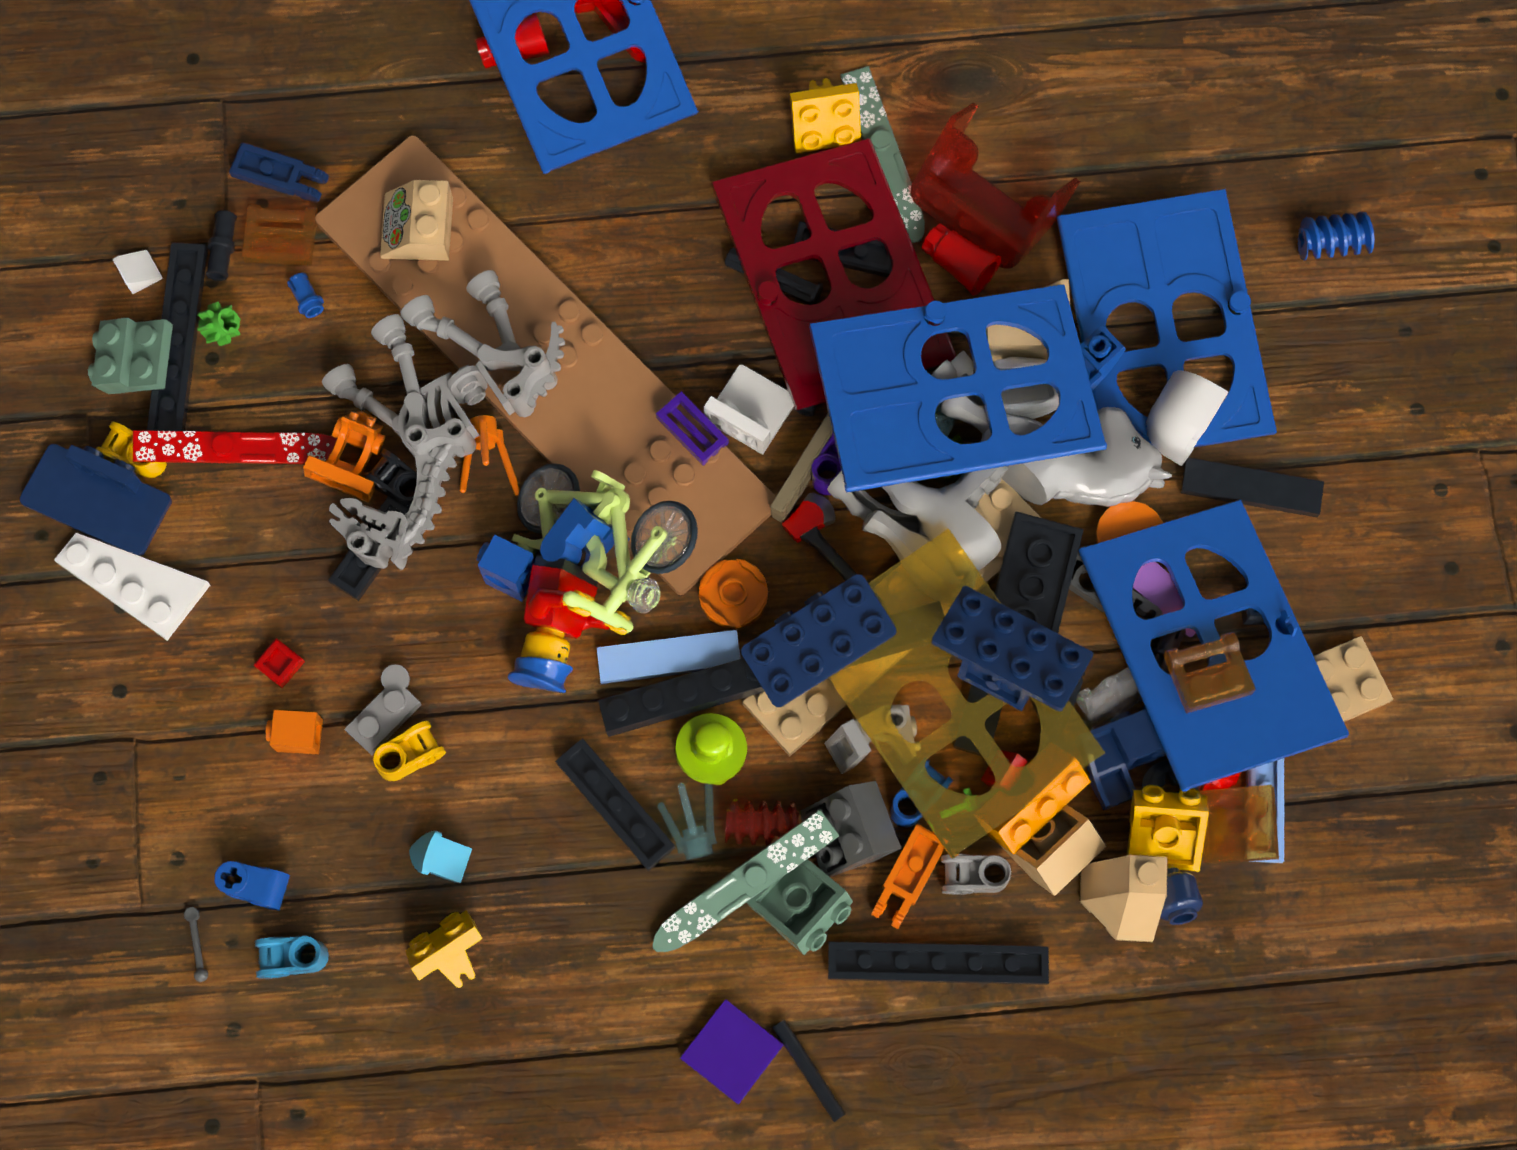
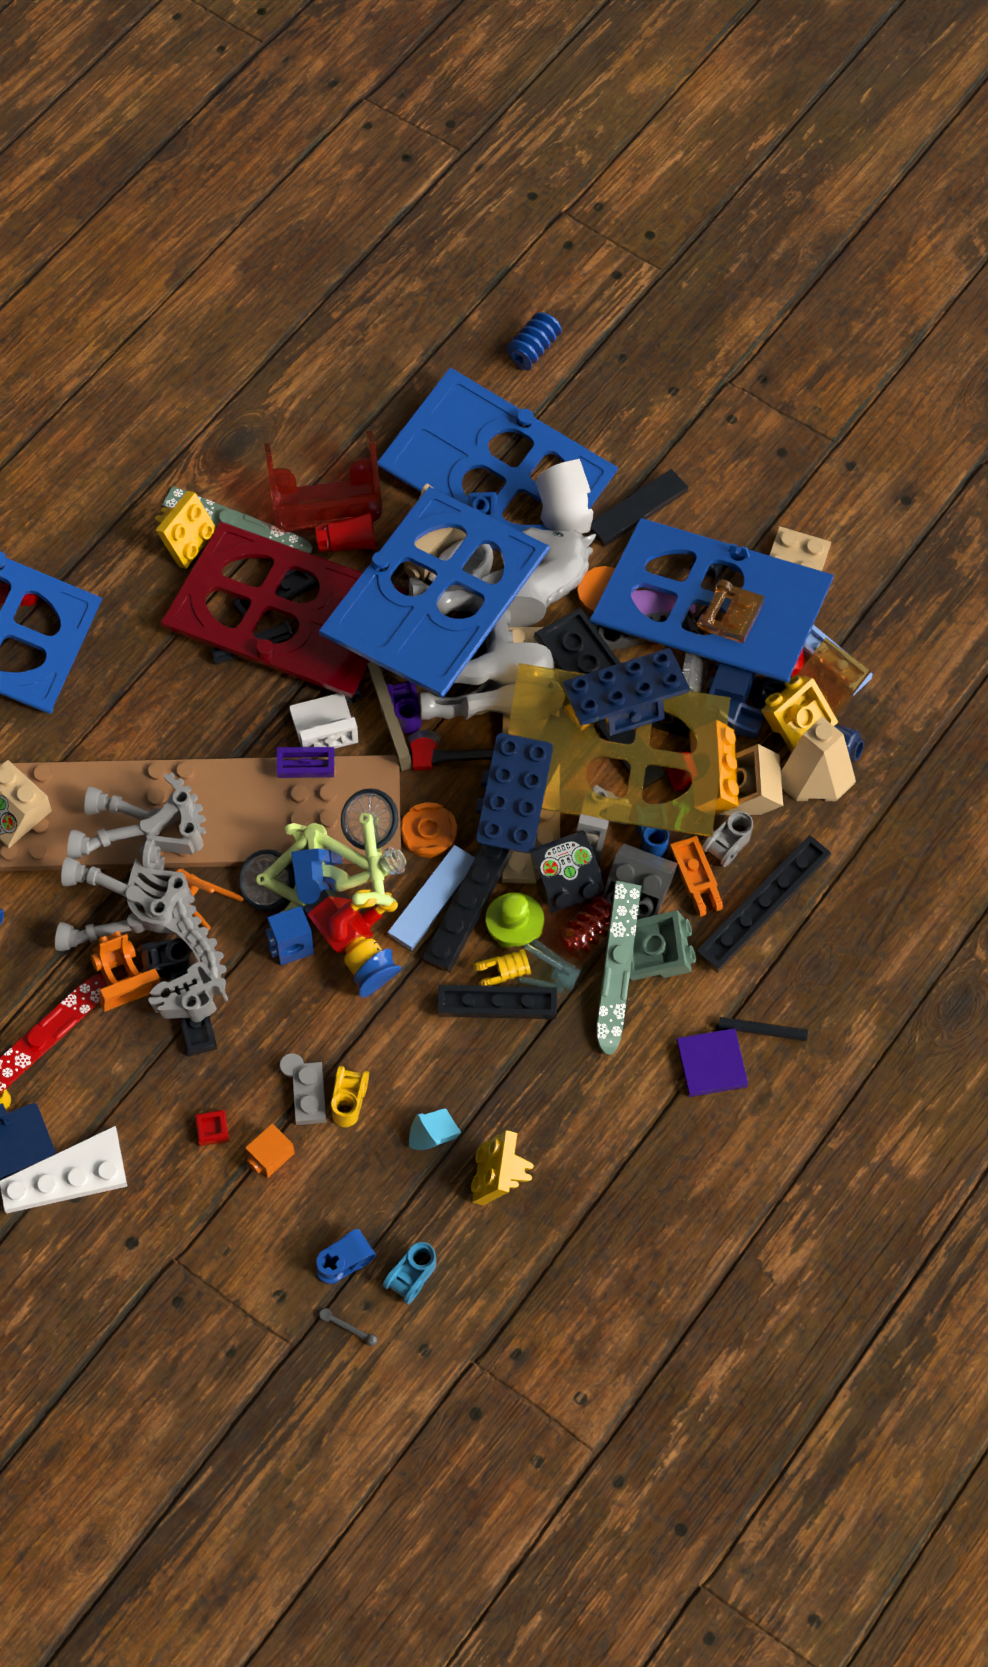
camera: 50 degrees left, 10 degrees down
(657, 784) = (508, 967): none -> yellow hinge
(793, 755) = (566, 871): none -> black slope

